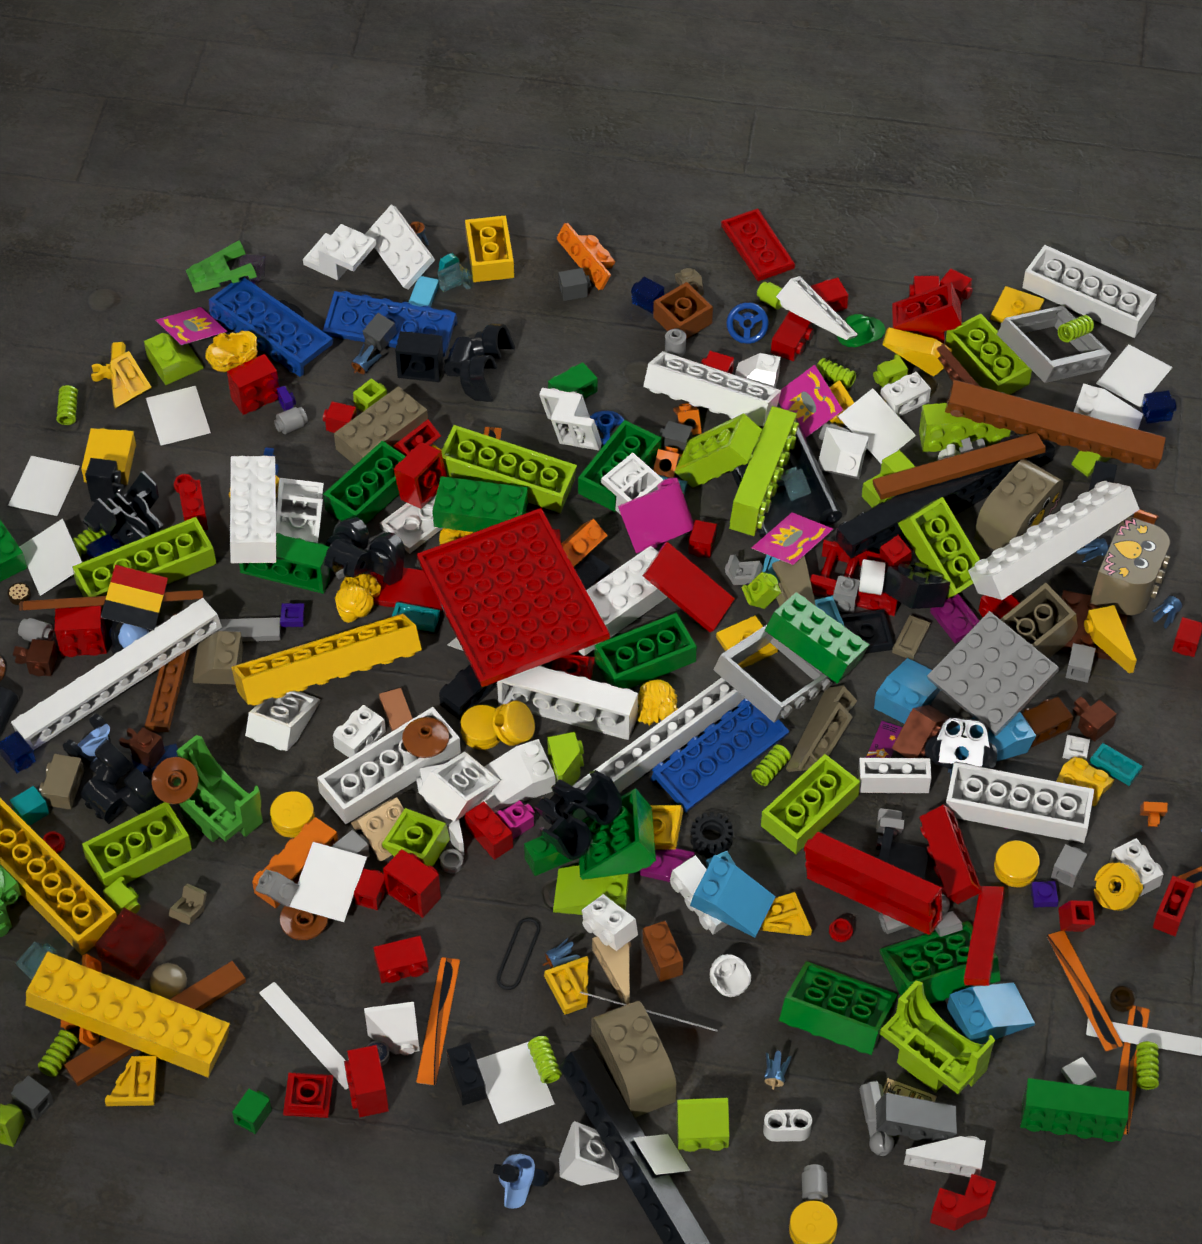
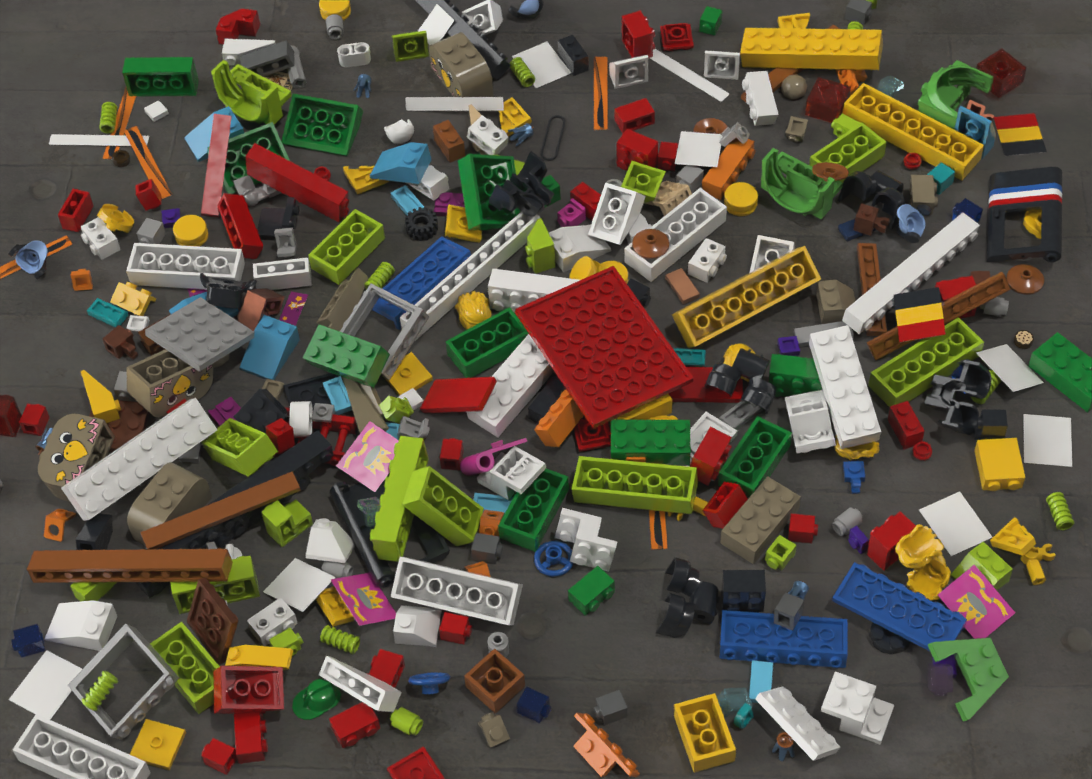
camera: 175 degrees right, 0 degrees up
(223, 953) = (760, 98): none -> white brick
(255, 1020) = (721, 65): none -> white slope
(743, 611) = (413, 398): none -> white tile

